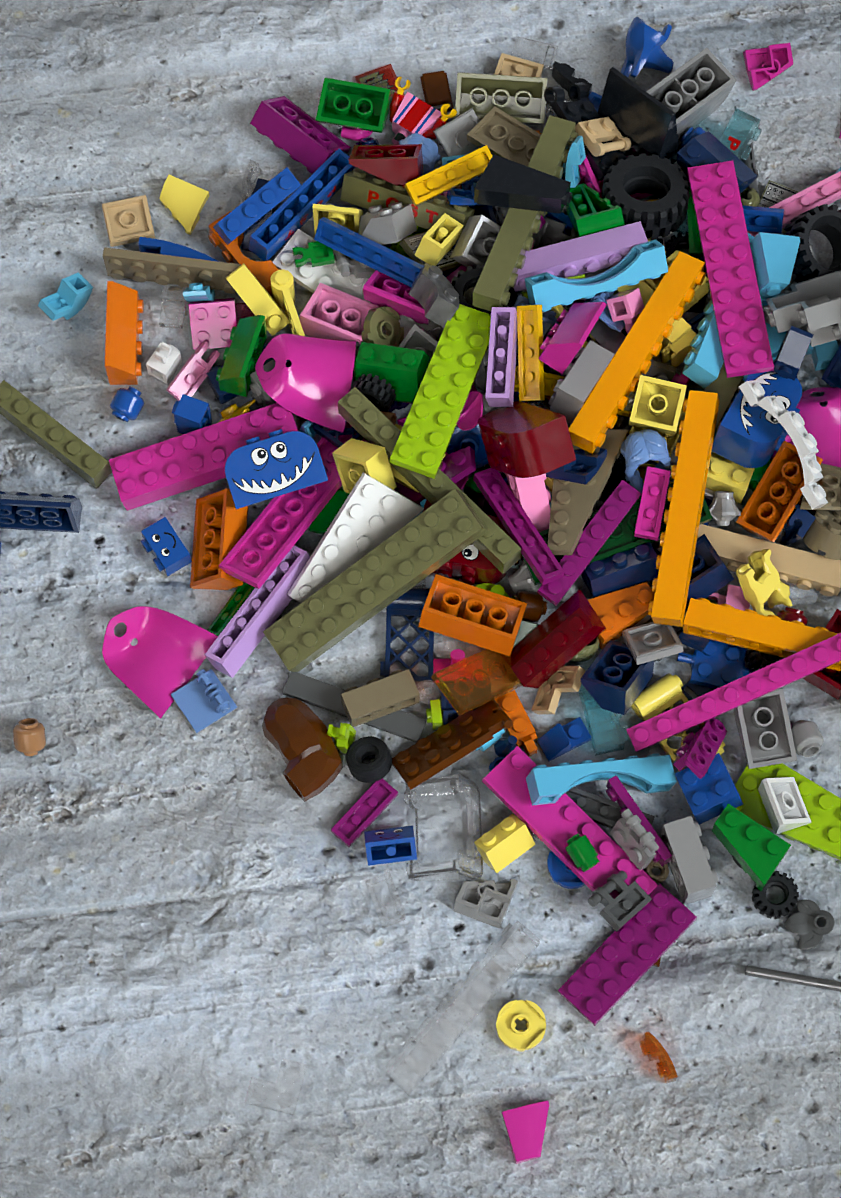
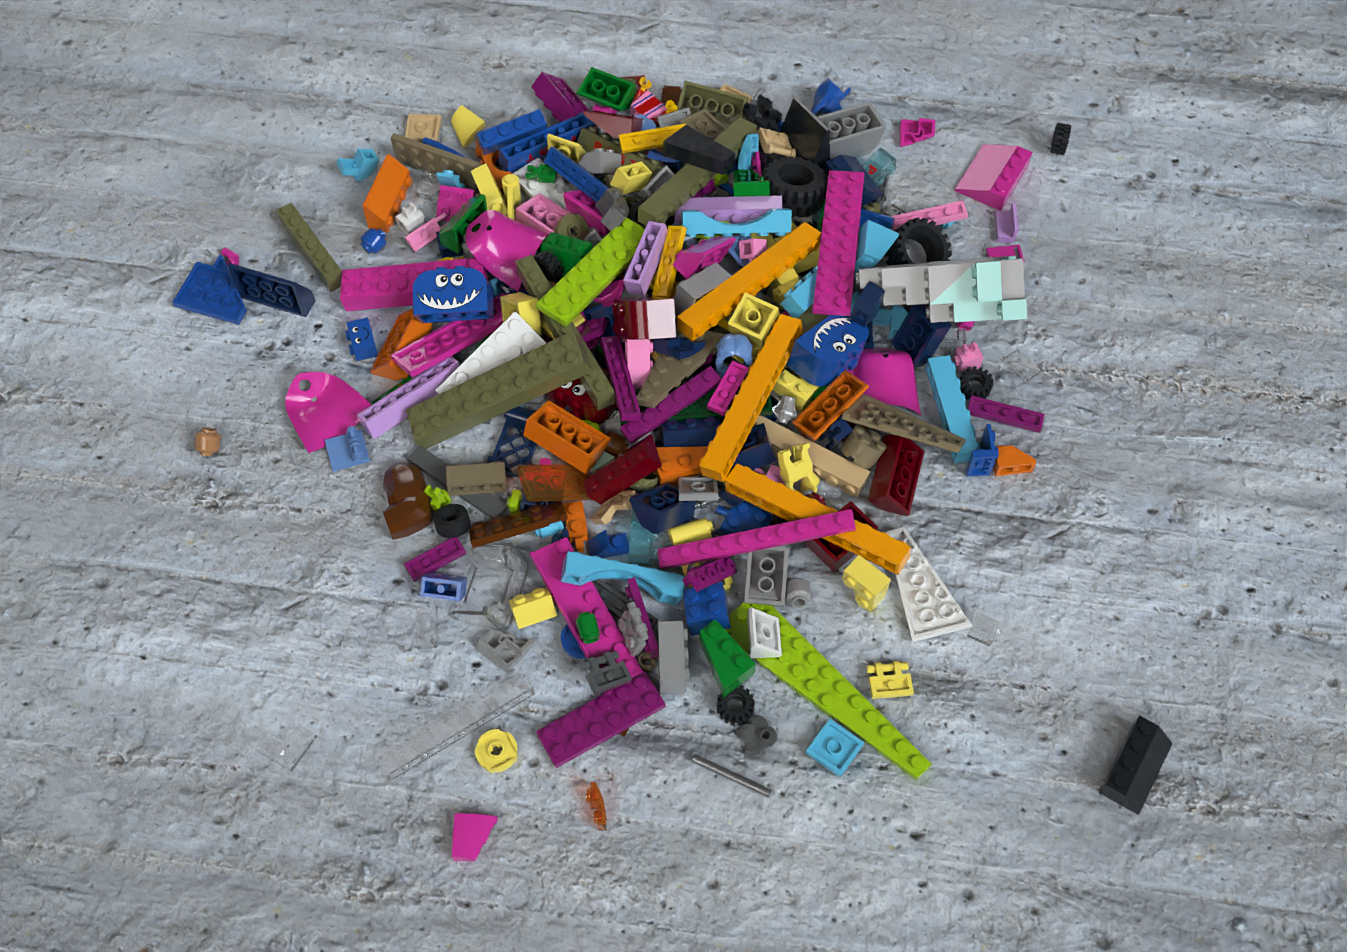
camera: 15 degrees right, 10 degrees down
(191, 414) = (412, 252): blue brick -> none
(804, 442) = (854, 364): white piece -> none

